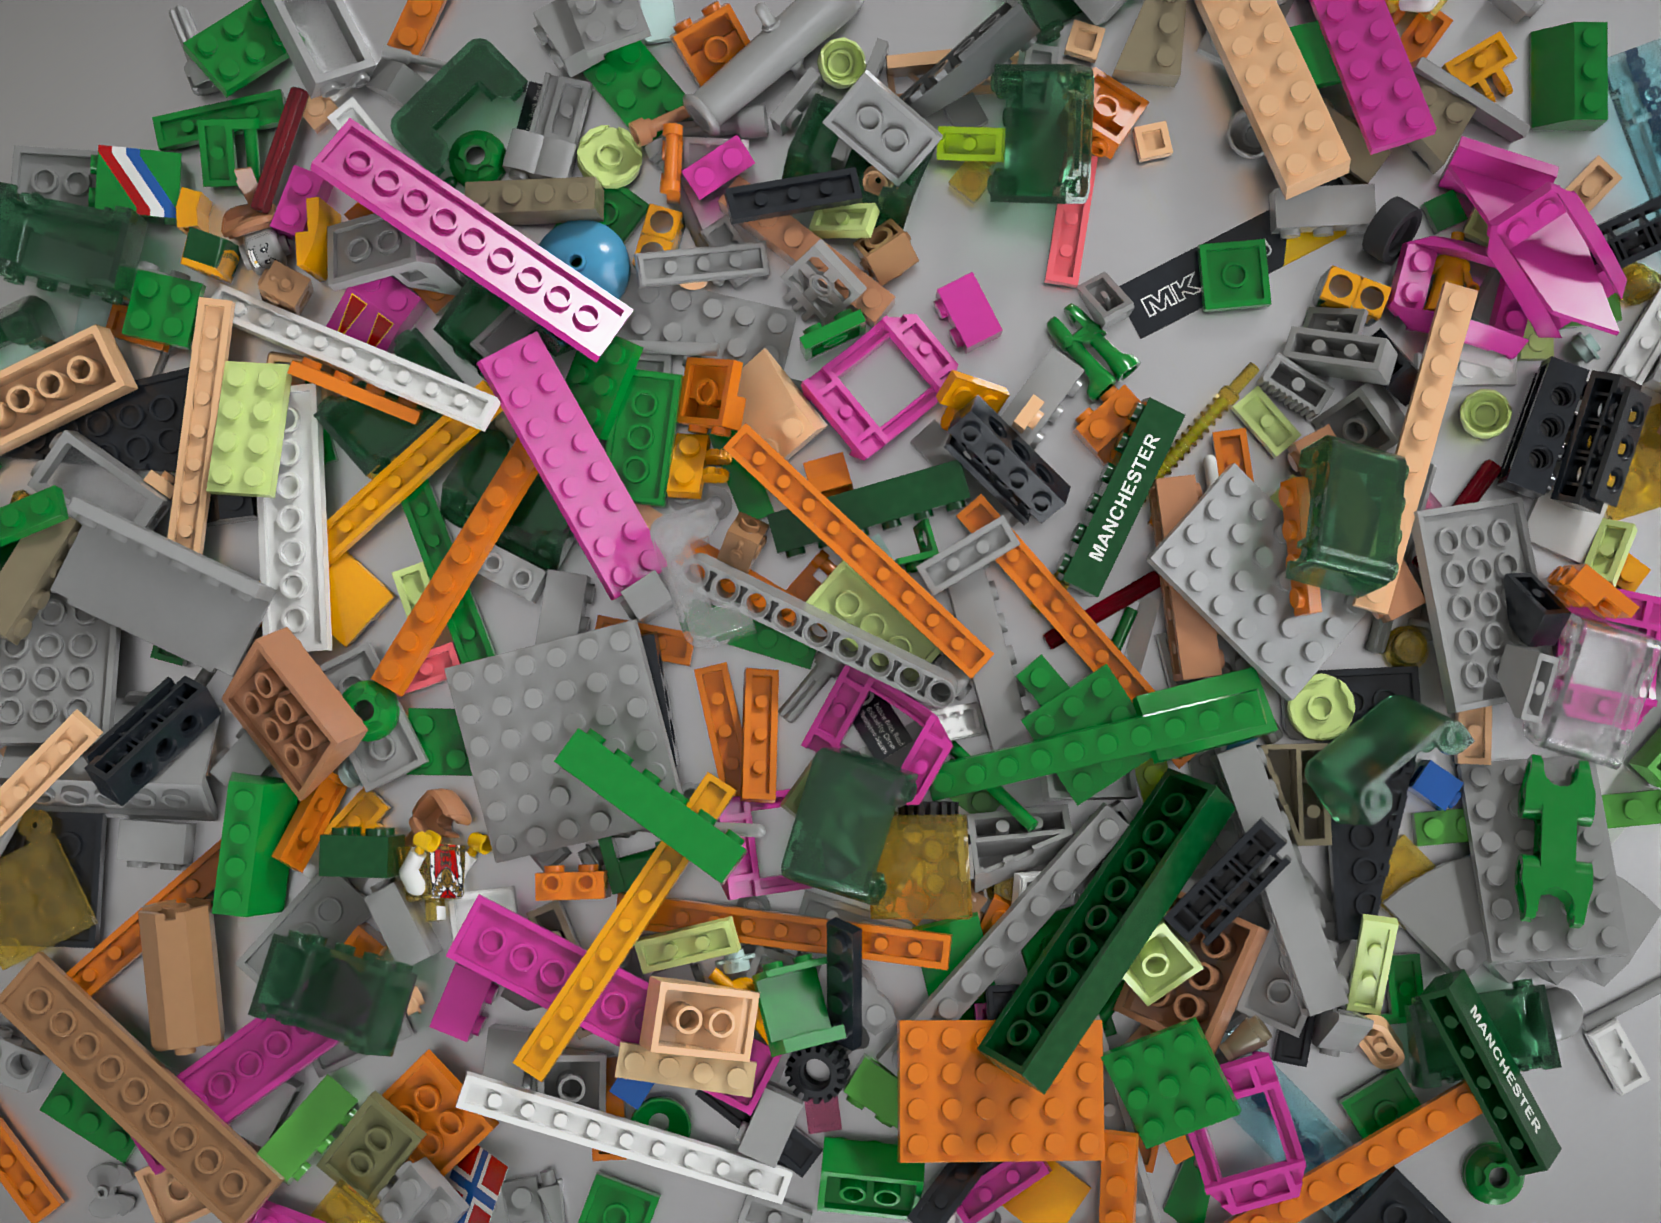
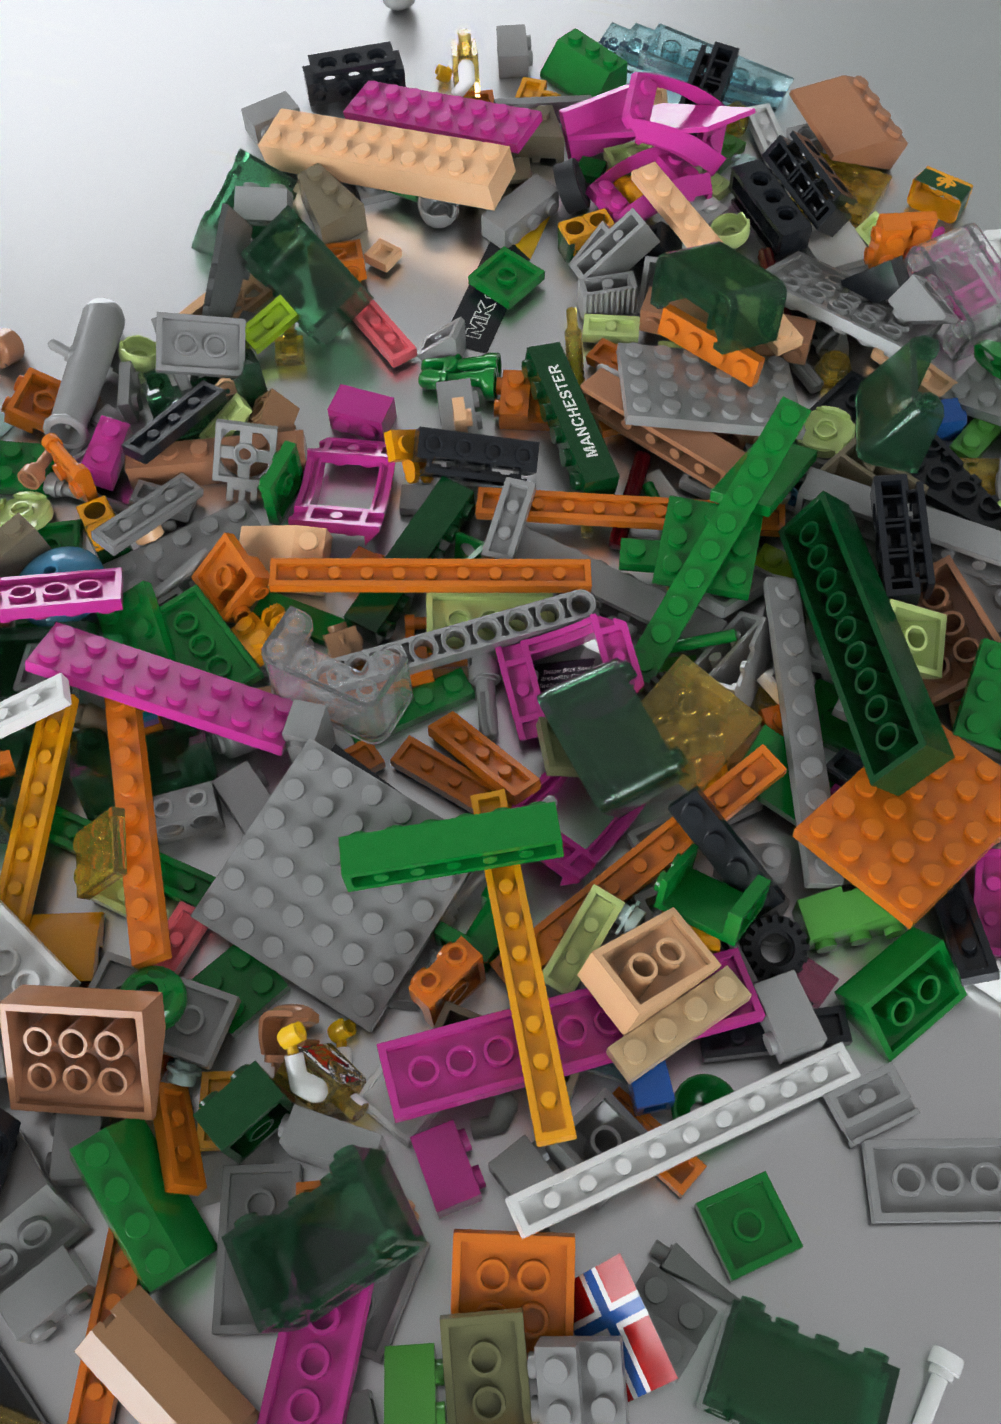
camera: 45 degrees left, 25 degrees down
(420, 562) = (100, 853): none -> clear yellow plate

